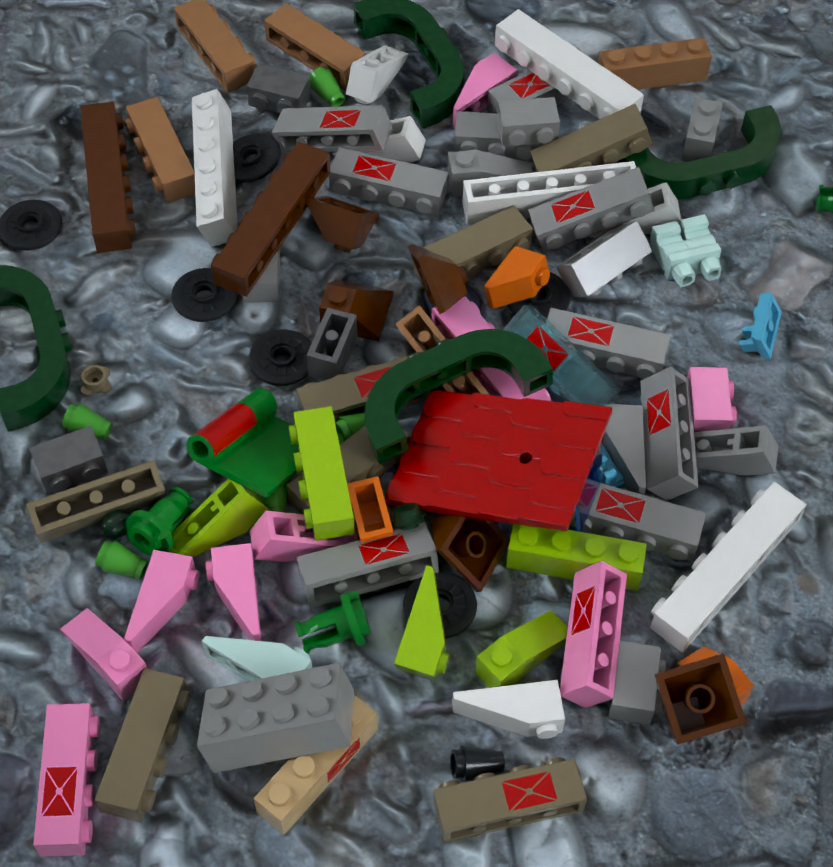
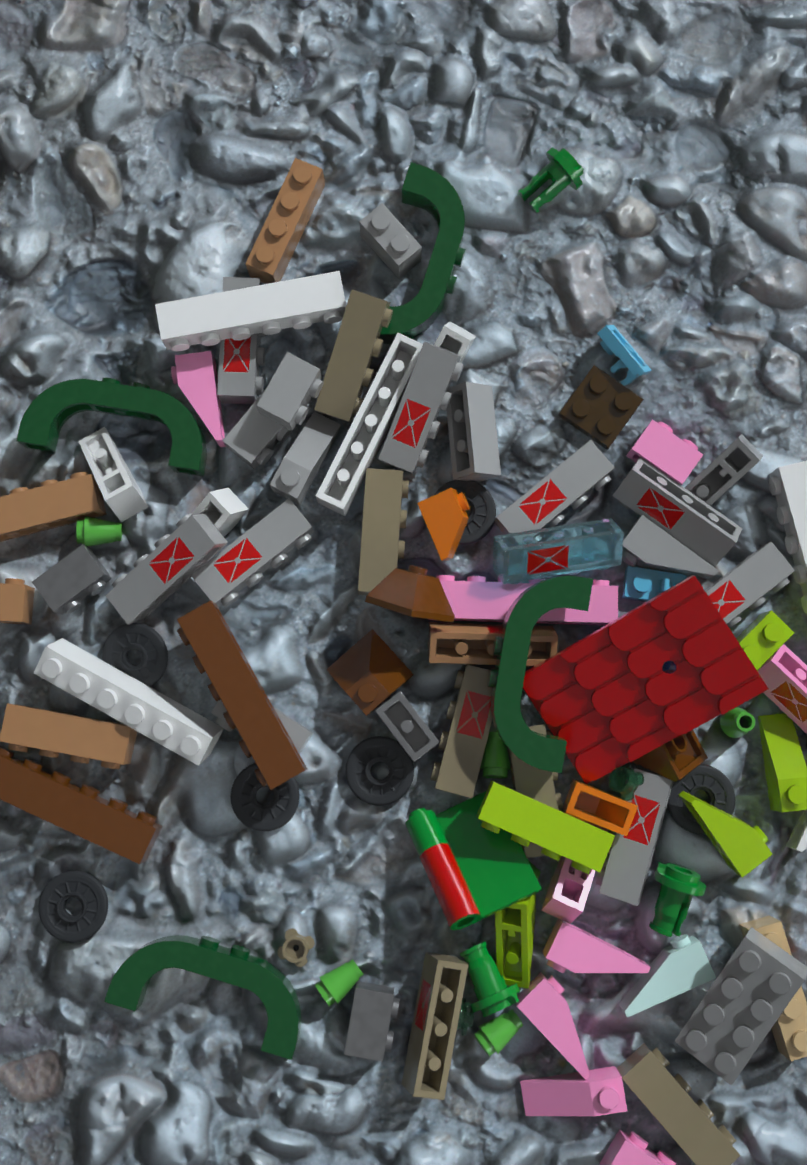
camera: 55 degrees left, 25 degrees up
(342, 222) = (268, 624): reddish brown slope -> none
(530, 588) = (730, 722): none -> bright green cone
(686, 250) = (504, 352): light aqua hips -> none
(707, 340) = (600, 407): none -> dark brown plate

